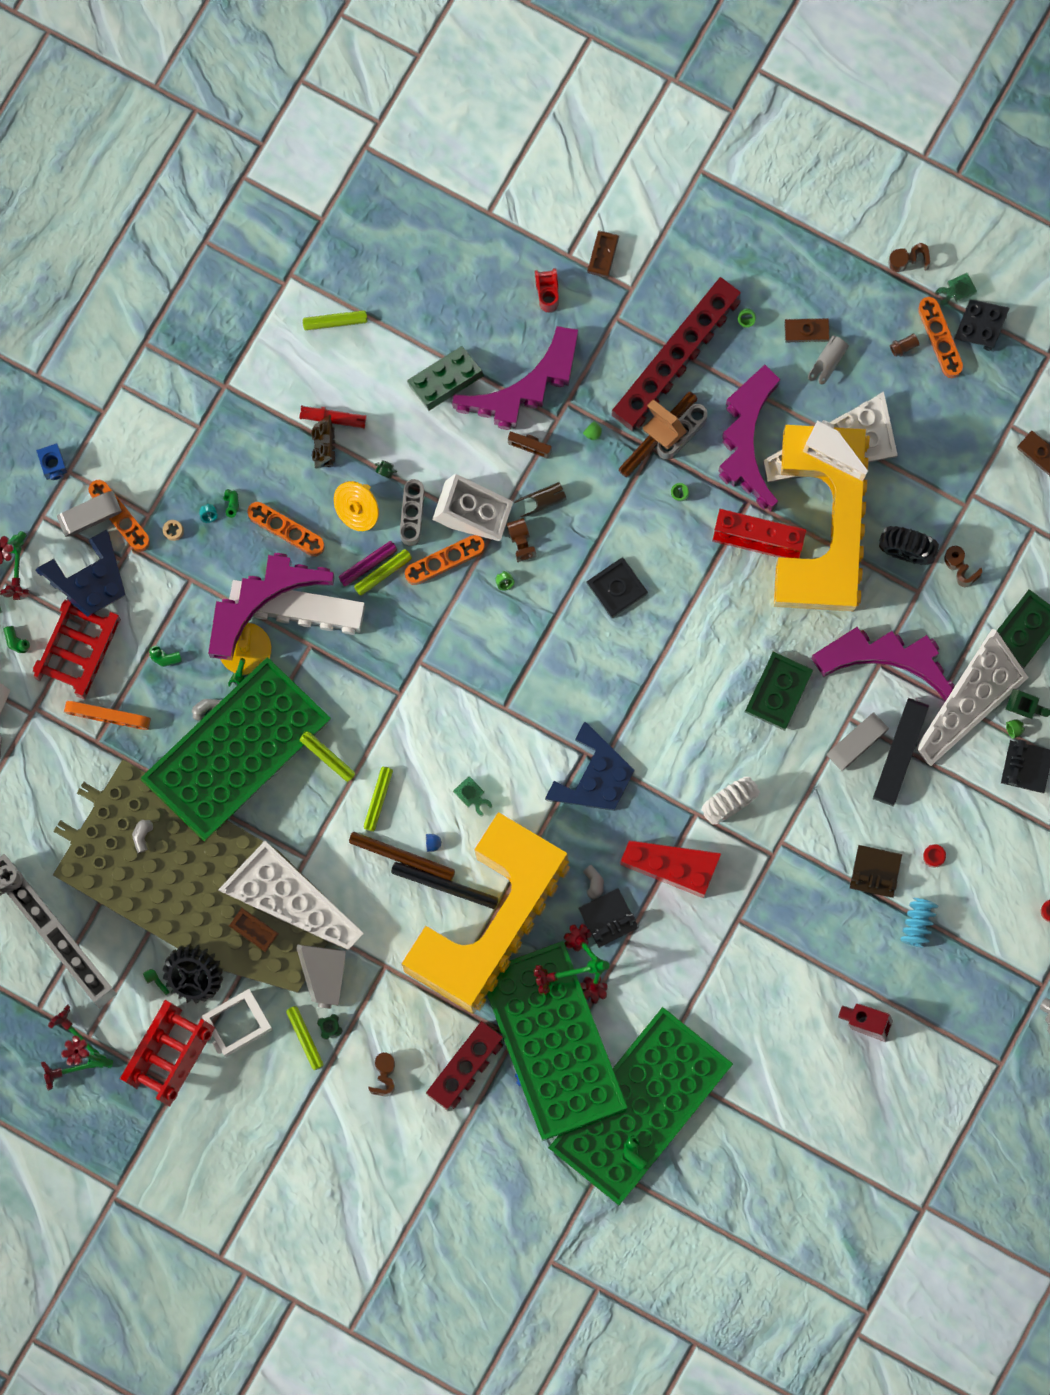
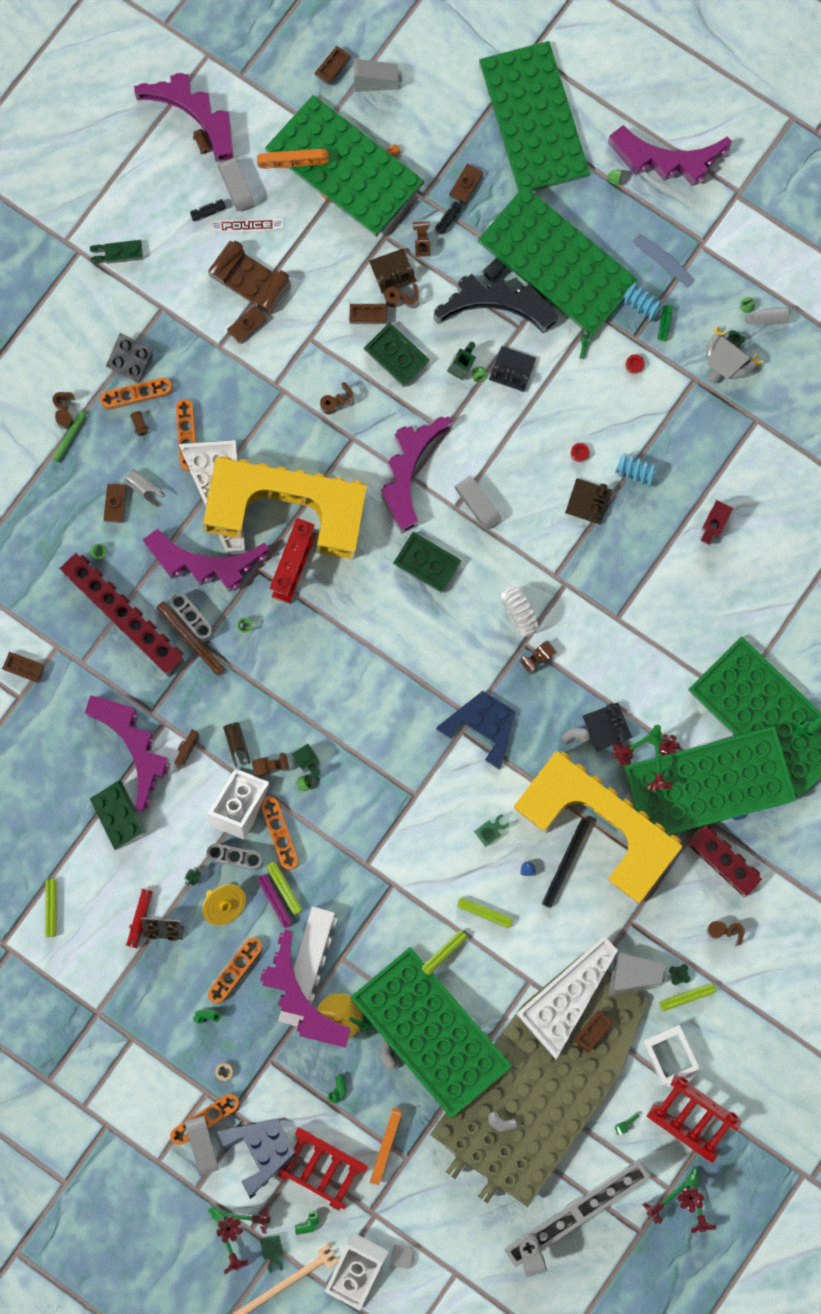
camera: 85 degrees left, 0 degrees up
(45, 455) = (140, 1179): blue brick -> none
(189, 961) = (621, 1088): black gear -> none
(208, 518) = (212, 1038): teal hinge -> none
(401, 856) = (537, 897): reddish brown axle -> none
(531, 579) = (307, 760): none -> dark green brick
(547, 286) = (44, 718): red piece -> none
(593, 431) = (181, 693): bright green hinge -> none
(617, 587) = (321, 688): black tile -> none
(663, 426) = (186, 630): medium nougat panel -> none
(676, 866) = (571, 660): red wedge -> none
(686, 835) = (542, 653): none -> reddish brown leg
(830, 447) = (230, 484): white slope -> none
(879, 269) = (69, 436): none -> bright green bar
(899, 404) = (185, 435): none -> orange beam
(900, 752) = (490, 468): black beam -> none
(908, 545) = (316, 439): black gear -> none
(959, 288) = (96, 373): clear green plate -> none
(979, 691) = (447, 397): white wing -> none

